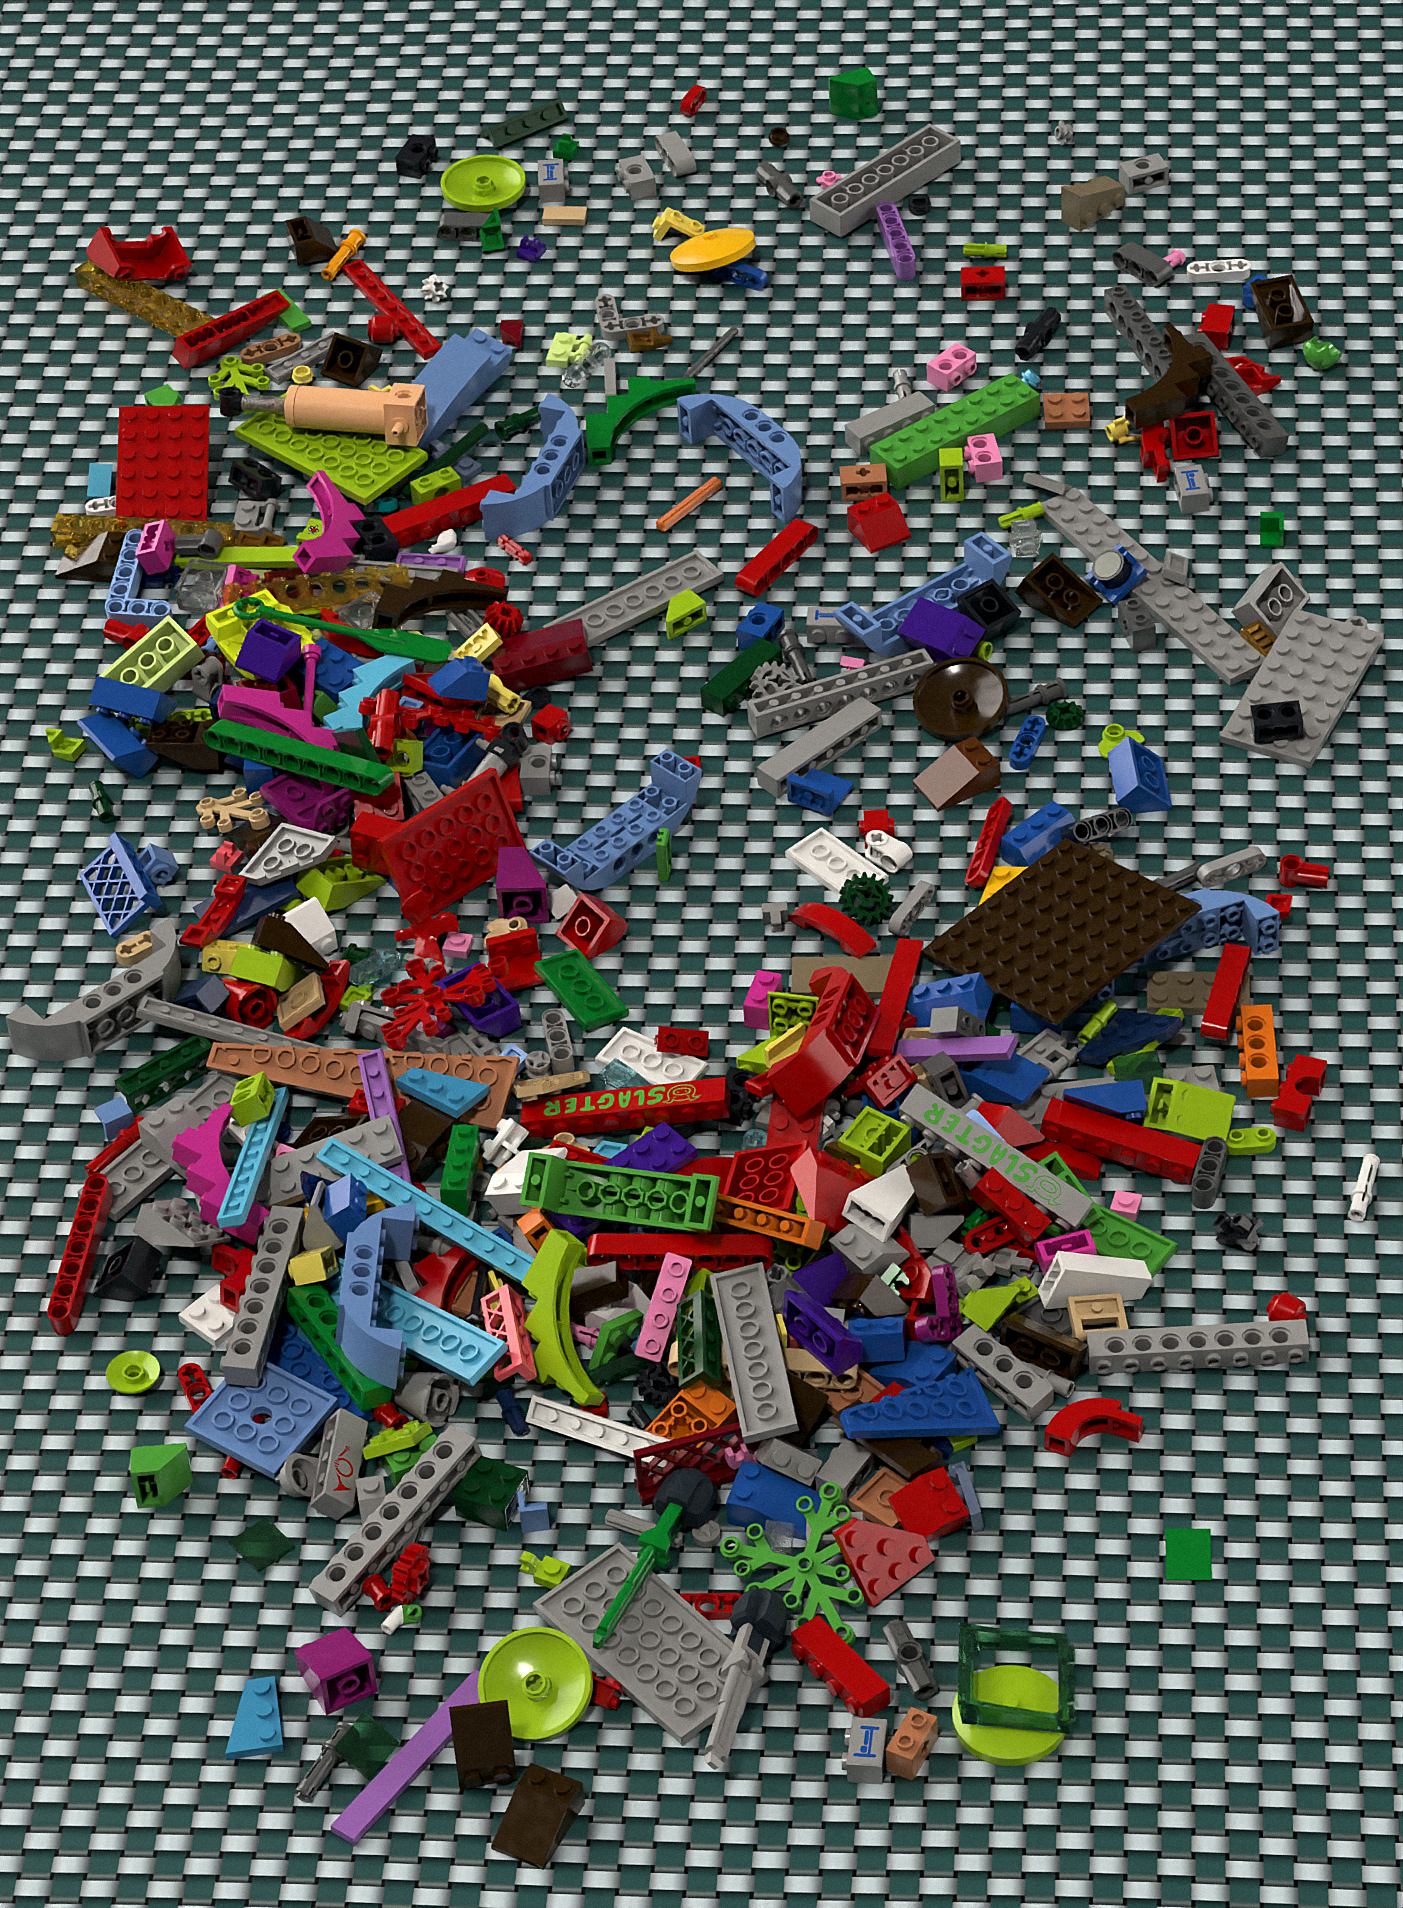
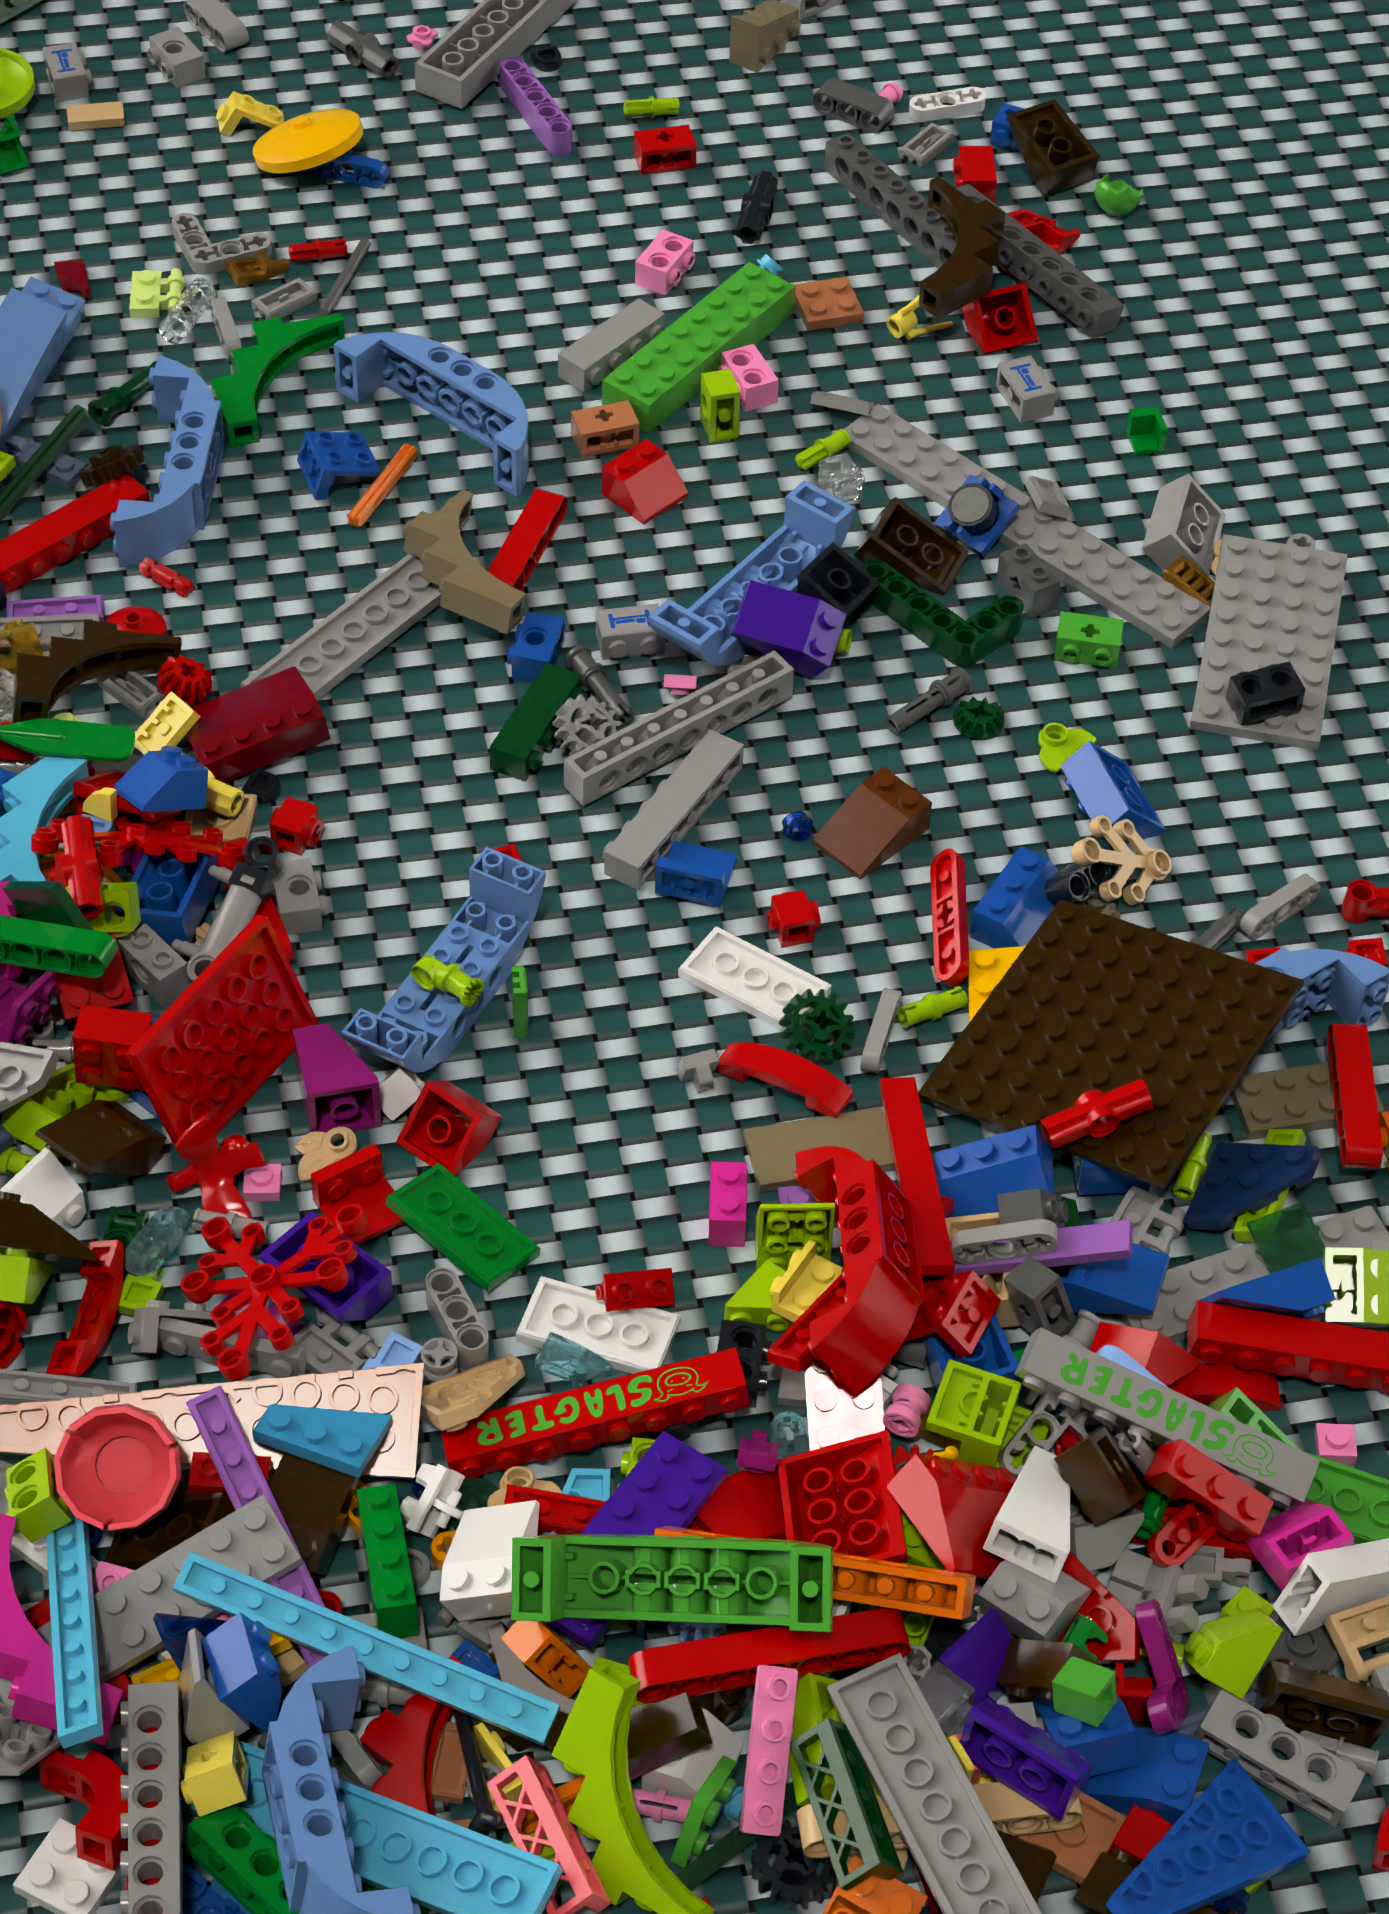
camera: 20 degrees left, 5 degrees up
(300, 1001) = (61, 1314): tan tile -> none
(303, 1086) = (117, 1467): none -> coral plate
(357, 900) = (104, 1140): none -> dark brown slope
(417, 690) = (102, 804): none -> light yellow tile
(435, 485) = (33, 501): lime brick -> none
(445, 542) = (67, 578): white animal -> none
(496, 466) = (111, 464): none -> dark brown gear
(530, 250) = (64, 165): dark purple tile -> none
(566, 148) = (71, 28): green tile -> none
(614, 830) = (433, 974): none -> lime connector
(659, 478) = (332, 454): none -> blue bracket
(661, 364) = (284, 299): none -> light grey tile
(684, 613) = (429, 638): lime slope -> none
(696, 331) = (318, 250): none -> red axle
(710, 560) = (461, 579): none -> dark tan arch
(724, 1148) = (756, 1453): none -> magenta plate
(828, 1139) = (905, 1414): none -> bright pink wheel
(875, 1303) = (1084, 1691): none -> bright green panel
(887, 851) = (820, 952): white piece -> none
(902, 385) = (609, 294): light grey pin -> none
(903, 769) = (797, 826): none -> clear blue plate
(946, 1039) = (1027, 1239): none -> light grey beam
(954, 898) = (932, 1006): none -> lime pin
(960, 698) = (842, 715): dark brown dish -> none
(1025, 971) = (1096, 1113): none -> red piece
(1026, 735) = (949, 754): blue beam -> none
(1068, 659) = (939, 627): none -> dark green beam
(1149, 826) = (1153, 862): none -> tan plant
(1153, 450) = (960, 345): red slope -> none
(1165, 671) = (1088, 639): none -> bright green brick
(1188, 301) = (931, 146): none -> light grey tile

